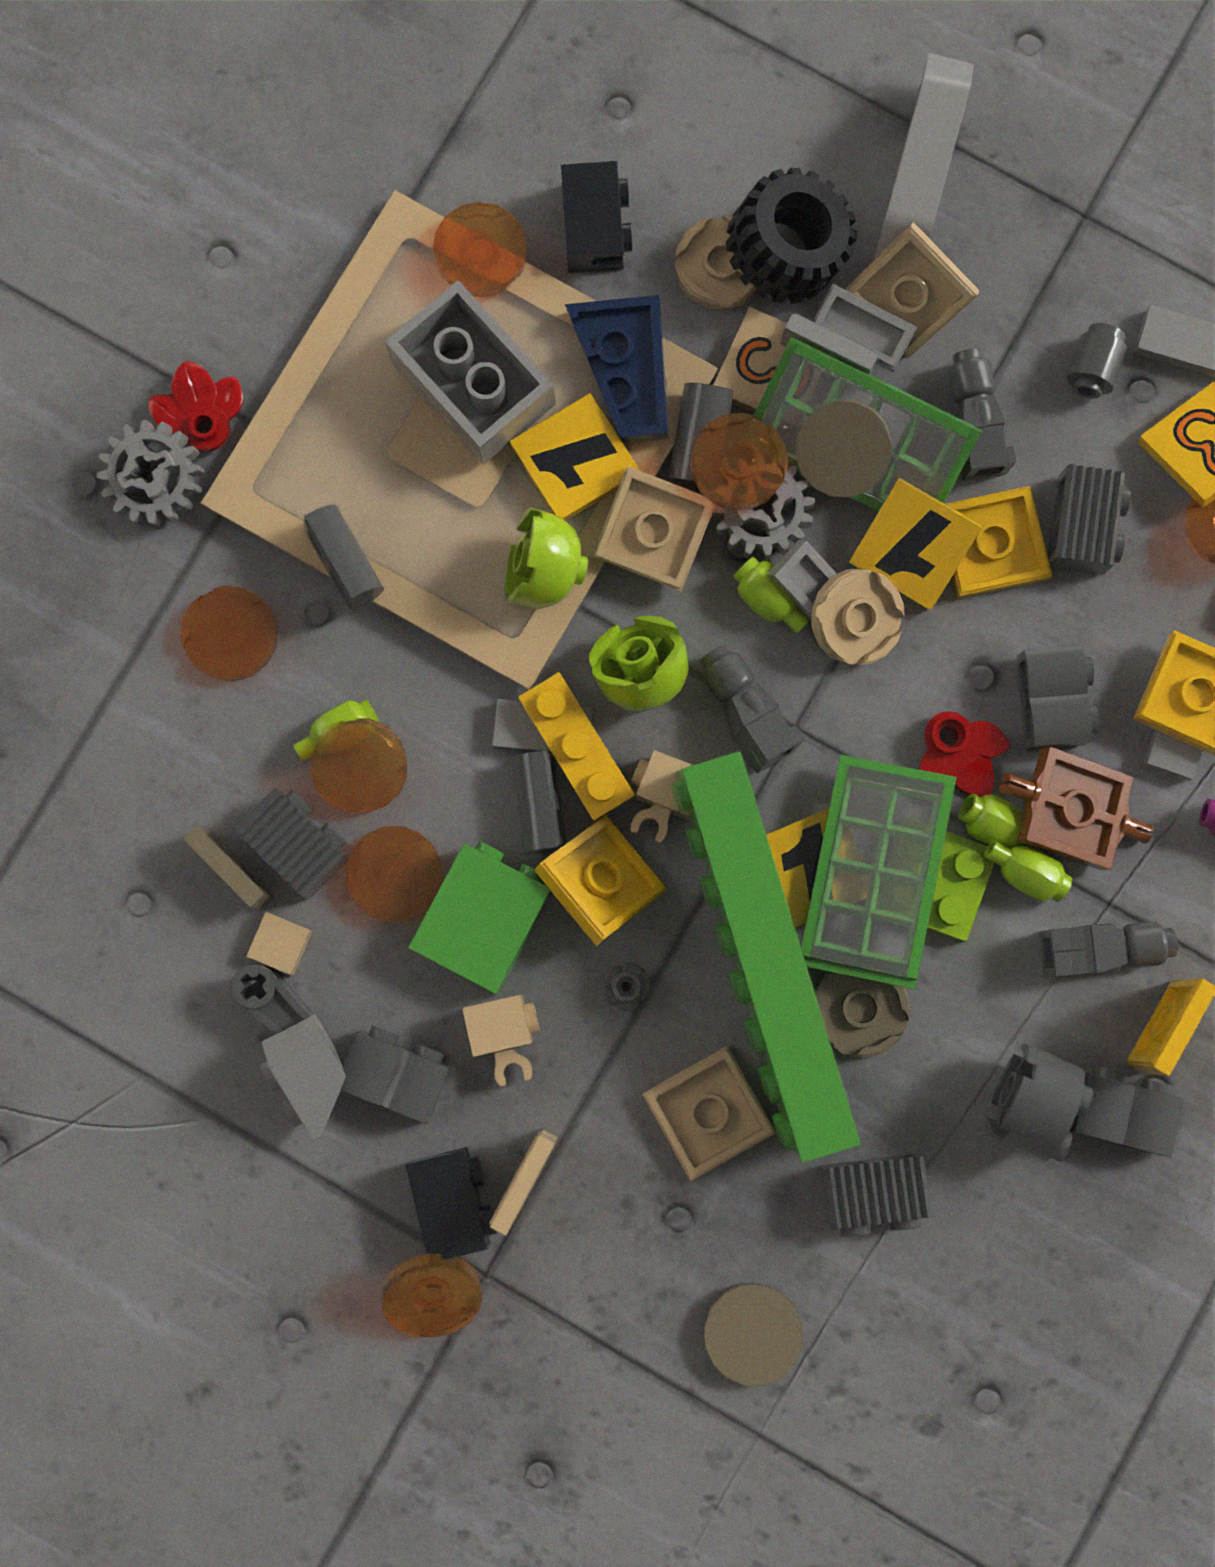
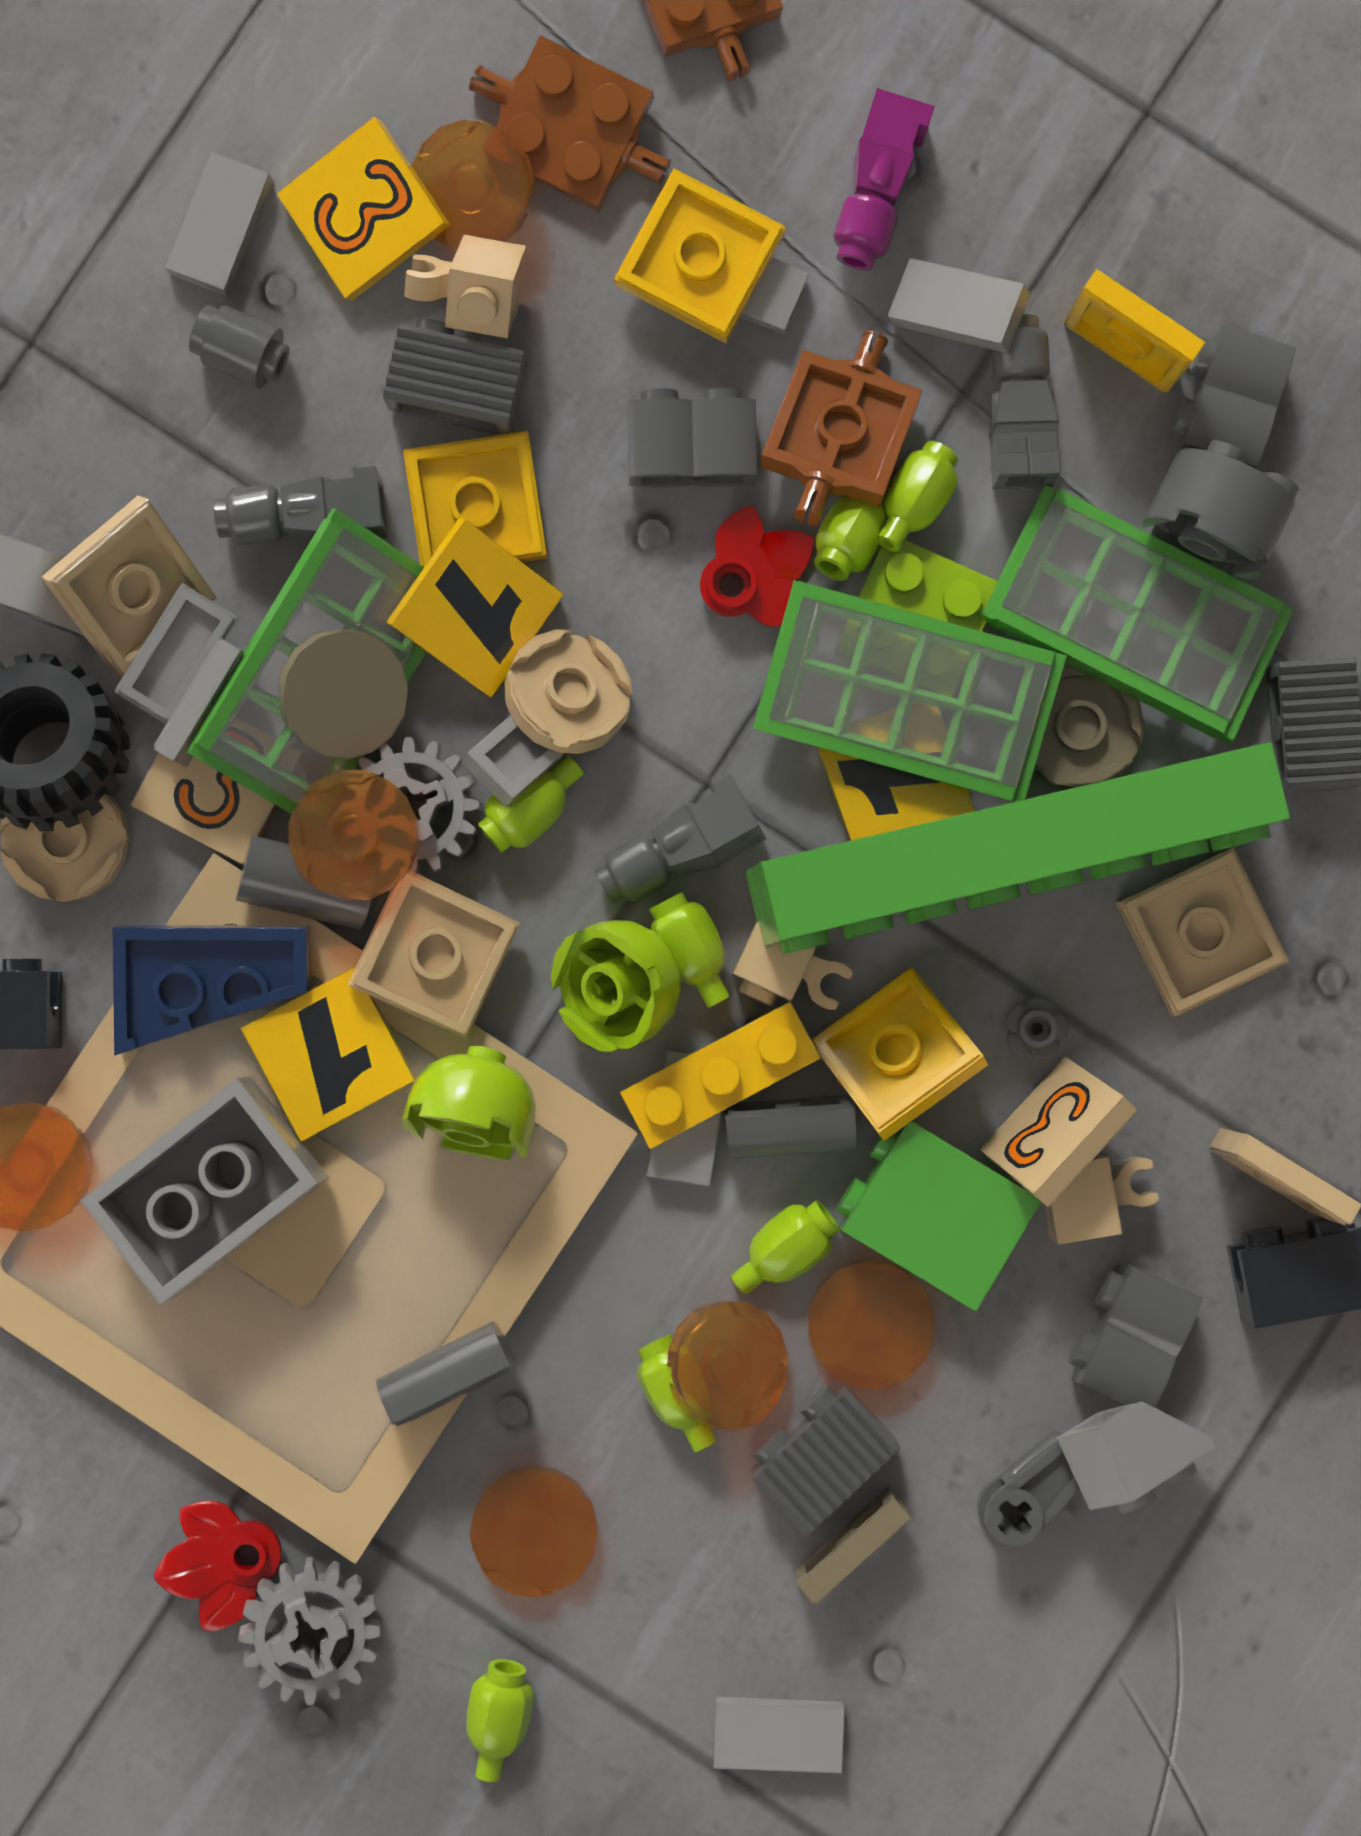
camera: 90 degrees left, 5 degrees up
(84, 823) = (778, 1735): none -> light grey tile
(93, 615) = (498, 1715): none -> lime plant
(279, 943) = (953, 1480): tan tile -> none
(450, 807) = (787, 1246): none -> lime plant
(548, 1002) = (1058, 1130): none -> tan tile
(672, 721) = (694, 944): none -> lime plant
(951, 1047) = (1137, 613): none -> clear piece
(1159, 530) = (479, 284): none -> tan brick
(1179, 894) = (959, 305): none -> light grey tile

